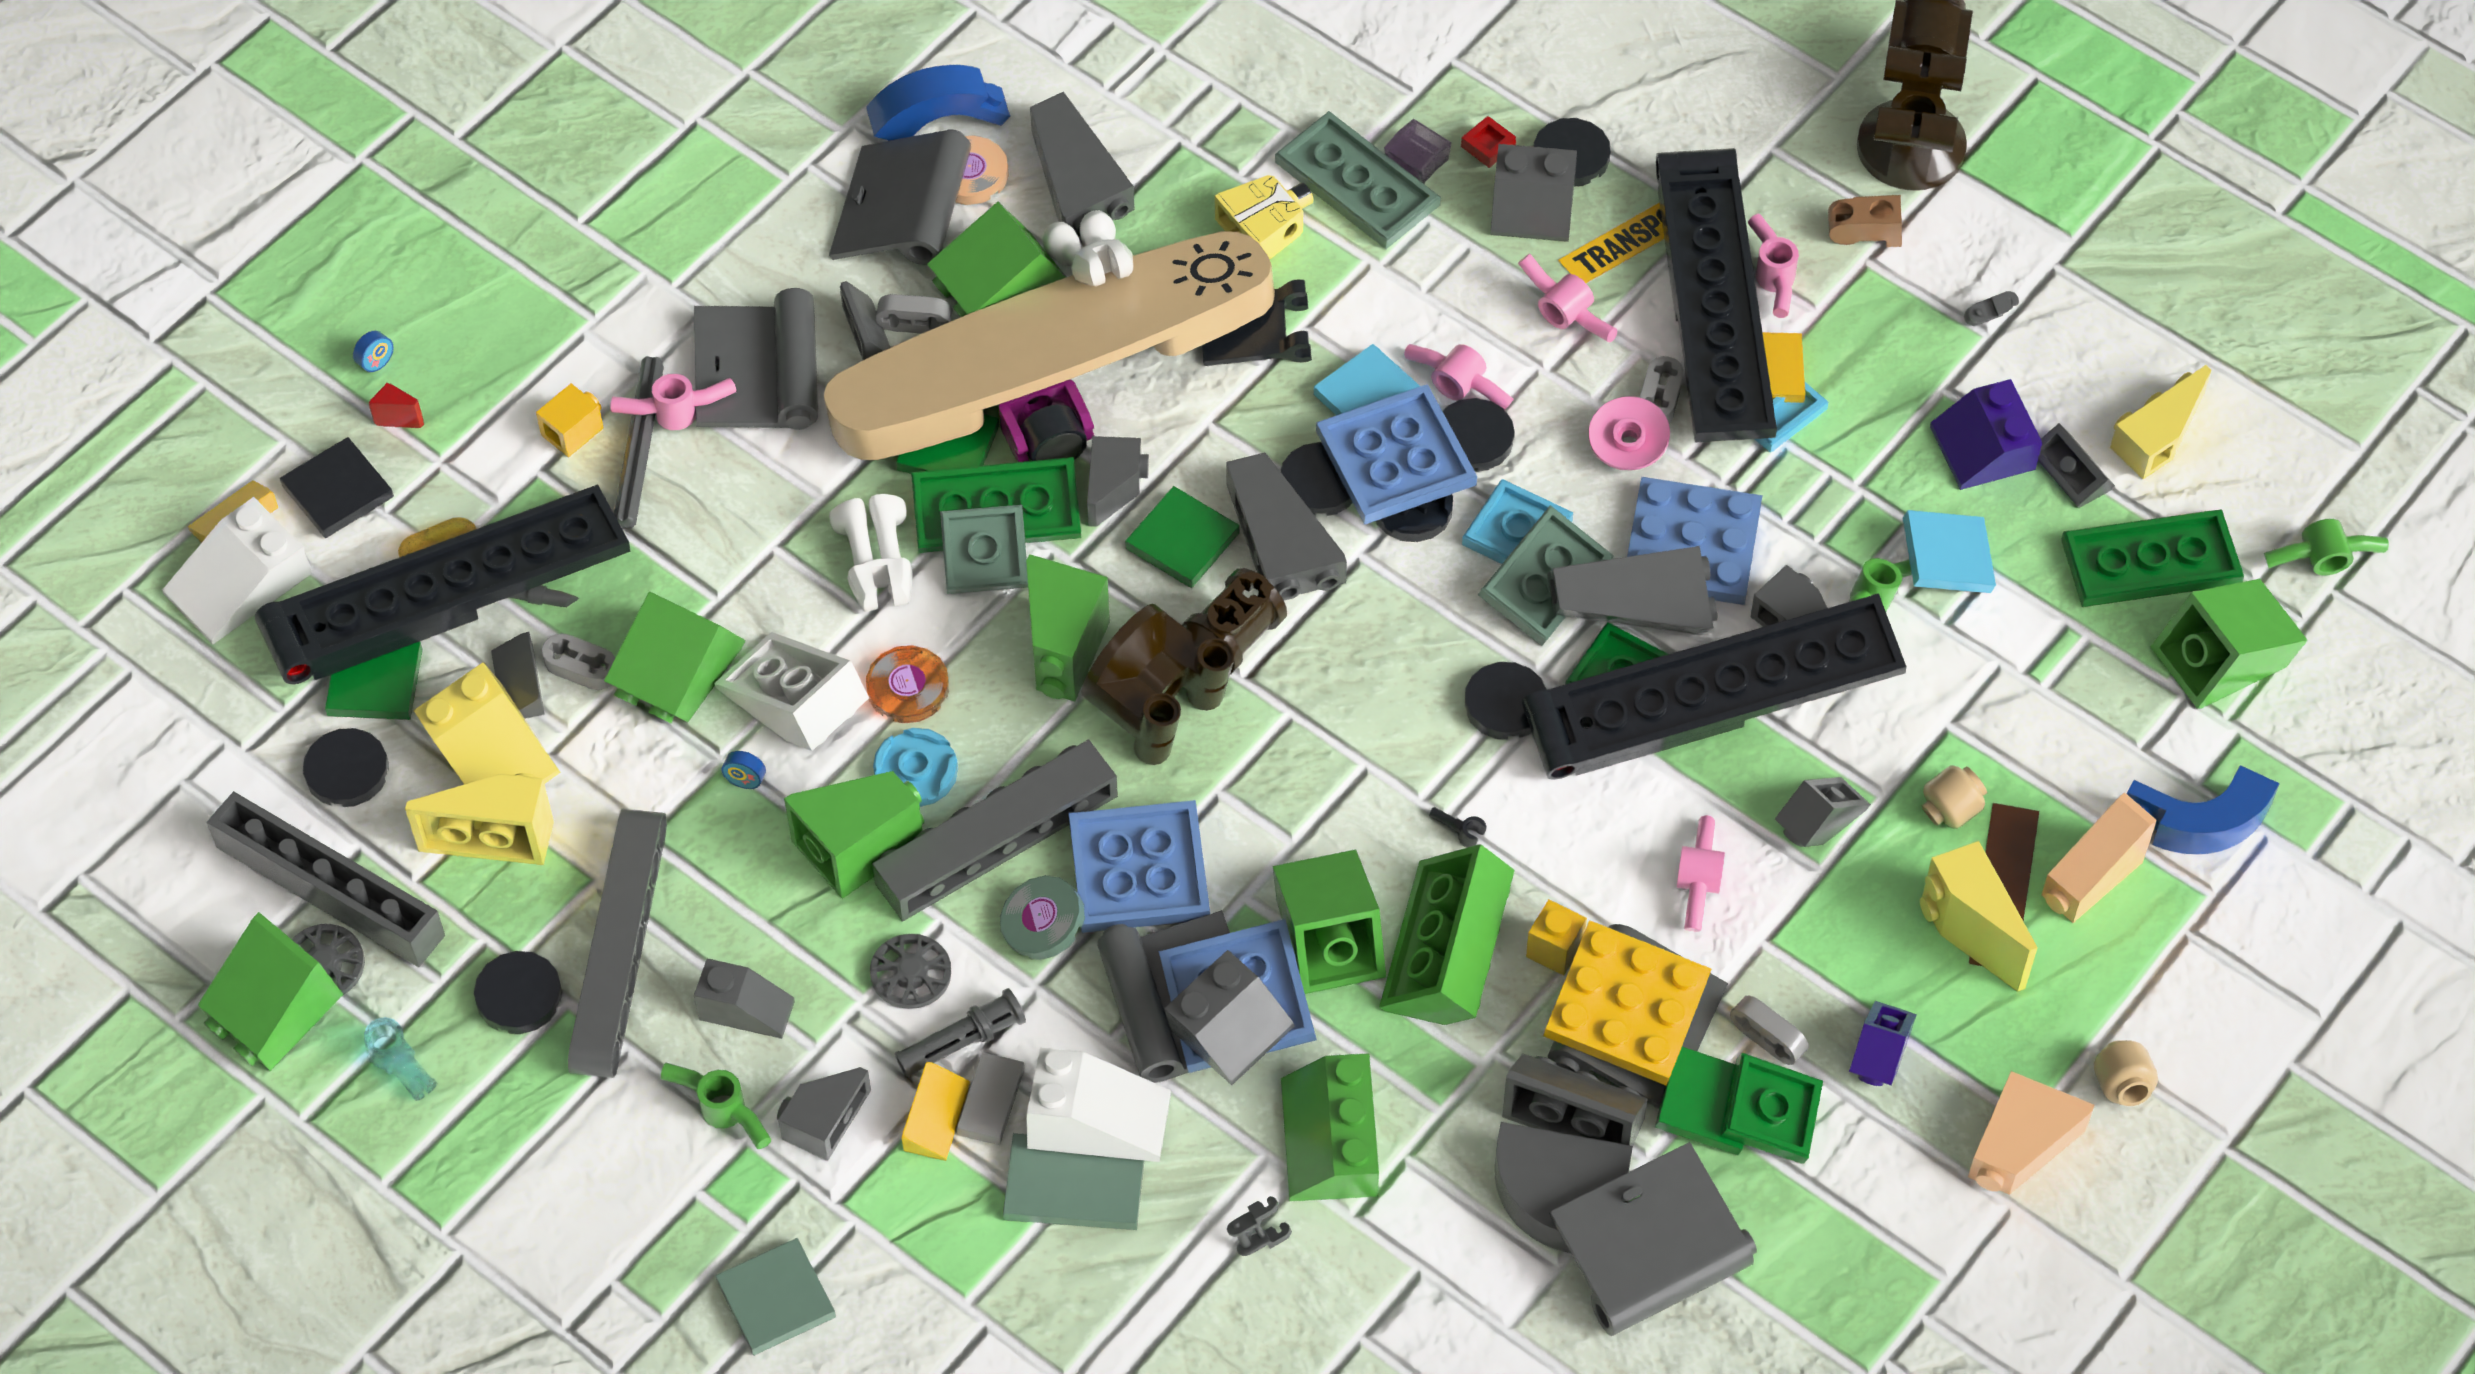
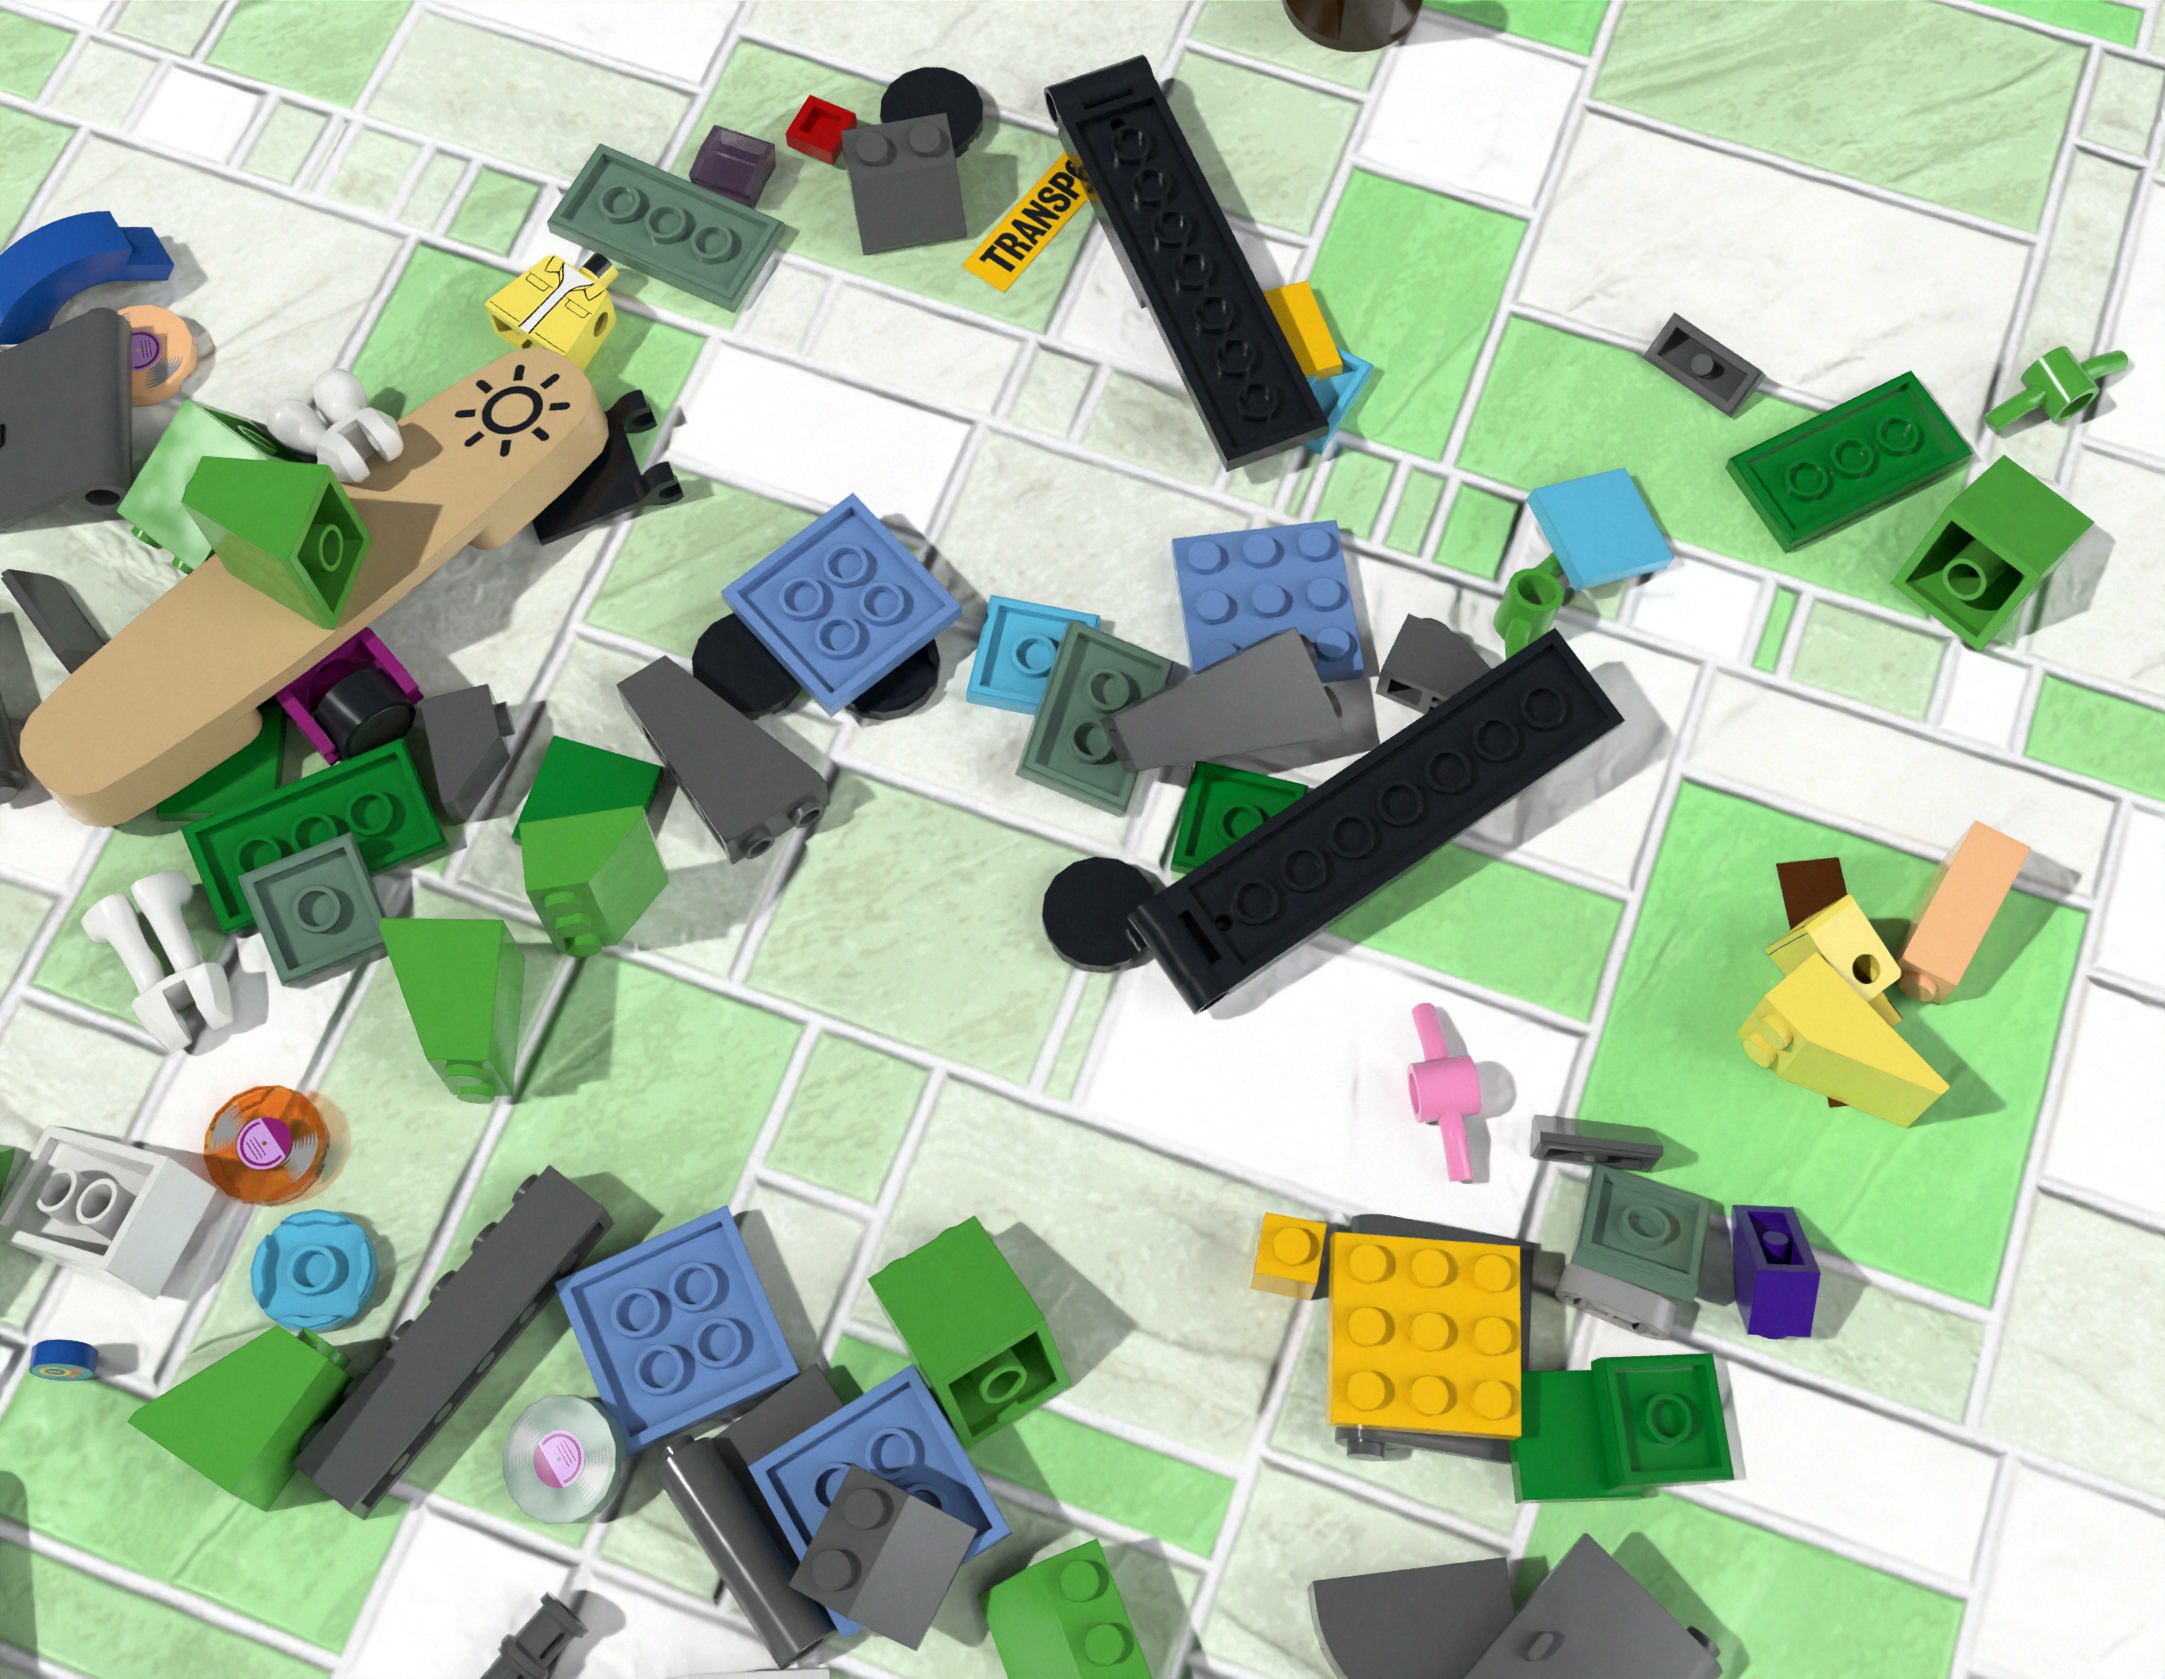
camera: 20 degrees left, 10 degrees up
(910, 971) = (397, 1599): dark grey wheel -> none
(912, 313) = (118, 586): light grey beam -> none
(1037, 299) = (281, 530): none -> bright green slope
(1077, 164) = (286, 310): dark grey slope -> none
(1157, 656) = (613, 1006): dark brown piece -> none
(1175, 566) = (591, 876): none -> bright green slope
(1363, 381) = (766, 511): medium azure tile -> none
(1448, 936) = (1139, 1303): bright green slope -> none
(1459, 373) = (887, 461): bright pink piece -> none
(1470, 823) = (1099, 1121): black hand -> none
(1482, 431) = (942, 534): black tile -> none
(1566, 300) = (993, 321): bright pink piece -> none
(1571, 1102) = (1402, 1508): dark grey slope -> none
(1627, 418) = (1132, 460): bright pink dish -> none
(1668, 394) = (1166, 412): light grey beam -> none
(1775, 264) = (1244, 196): bright pink piece -> none
(1791, 936) = (1594, 1142): none -> dark grey slope
(1802, 991) = (1642, 1232): none -> sand green tile
(1820, 811) = (1570, 952): dark grey slope -> none
(1866, 220) = (1337, 105): medium nougat leg -> none
(1954, 797) = (1733, 877): tan head -> none
(1987, 435) = (1591, 354): dark purple slope -> none
(1991, 308) = (1532, 181): dark grey piece -> none
(2011, 858) = (1849, 946): none -> light yellow torso
(2026, 1133) = (2002, 1347): light nougat slope -> none
(2126, 1072) = (2098, 1211): tan head -> none
(2156, 430) = (1801, 279): light yellow slope -> none
(2209, 824) = (2093, 781): blue arch -> none

